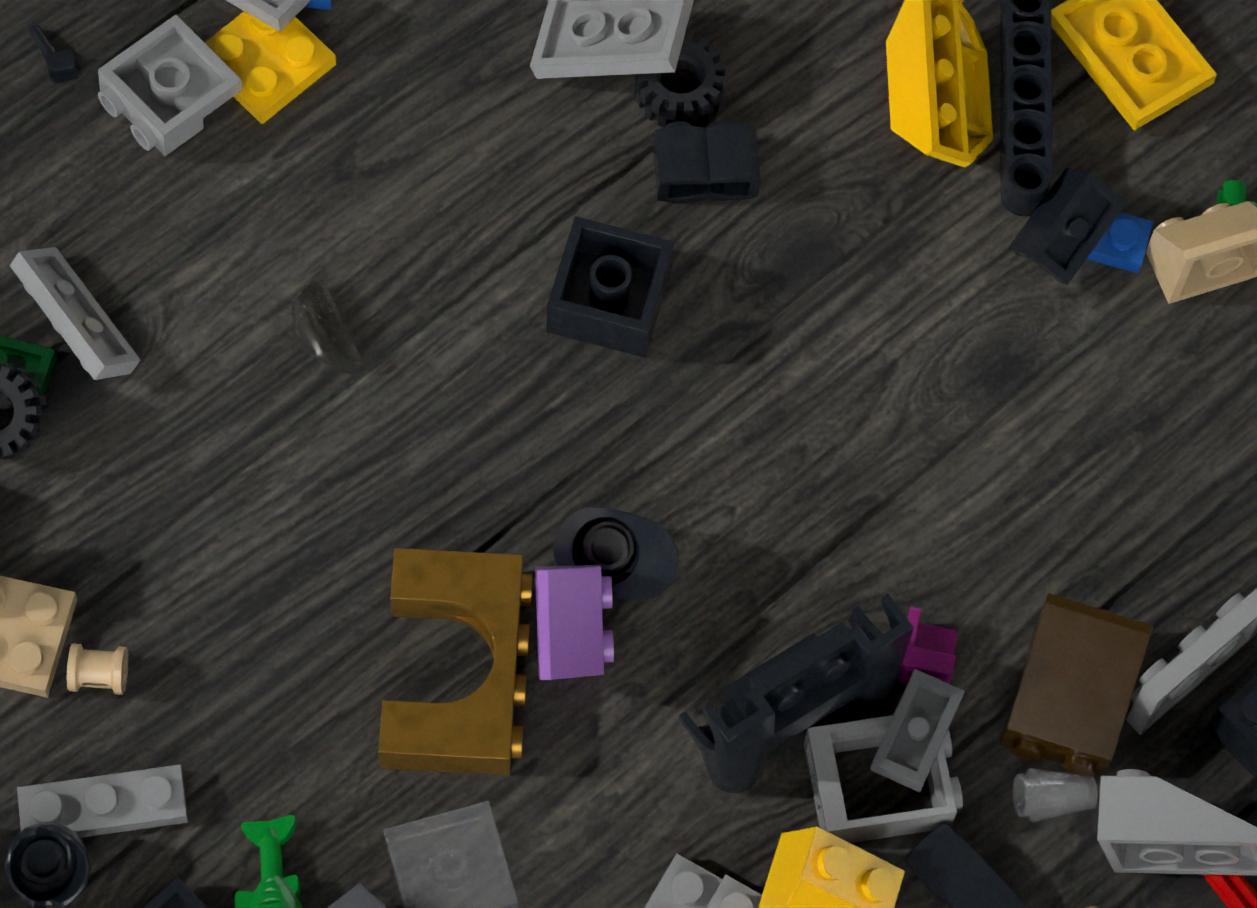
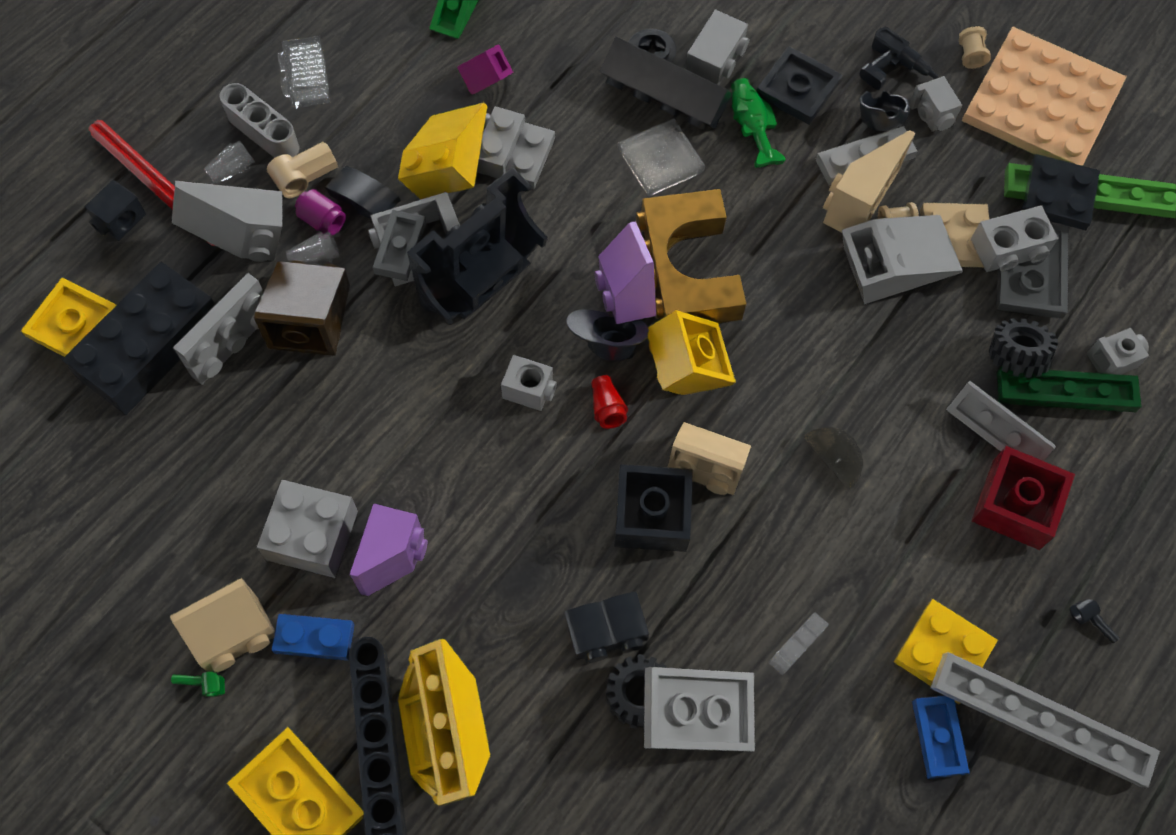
camera: 170 degrees right, 0 degrees up
(90, 201) = (1023, 498): none -> dark red brick
(126, 586) = (899, 254): none -> light grey slope
(134, 711) = (865, 183): none -> tan slope
(166, 86) = (1006, 601): light grey plate -> none
(457, 94) = (798, 643): none -> clear beam
(497, 501) = (689, 354): none -> yellow slope
(513, 338) = (713, 457): none -> tan slope
(637, 461) = (608, 405): none -> red cone
(753, 530) = (523, 370): none -> light grey brick
(929, 650) = (401, 318): magenta panel -> none
(983, 295) = (387, 549): none -> medium lavender slope
(1038, 860) = (319, 212): none -> magenta brick
(1068, 224) = (336, 623): black panel -> none
(1093, 358) = (308, 528): none -> light grey brick

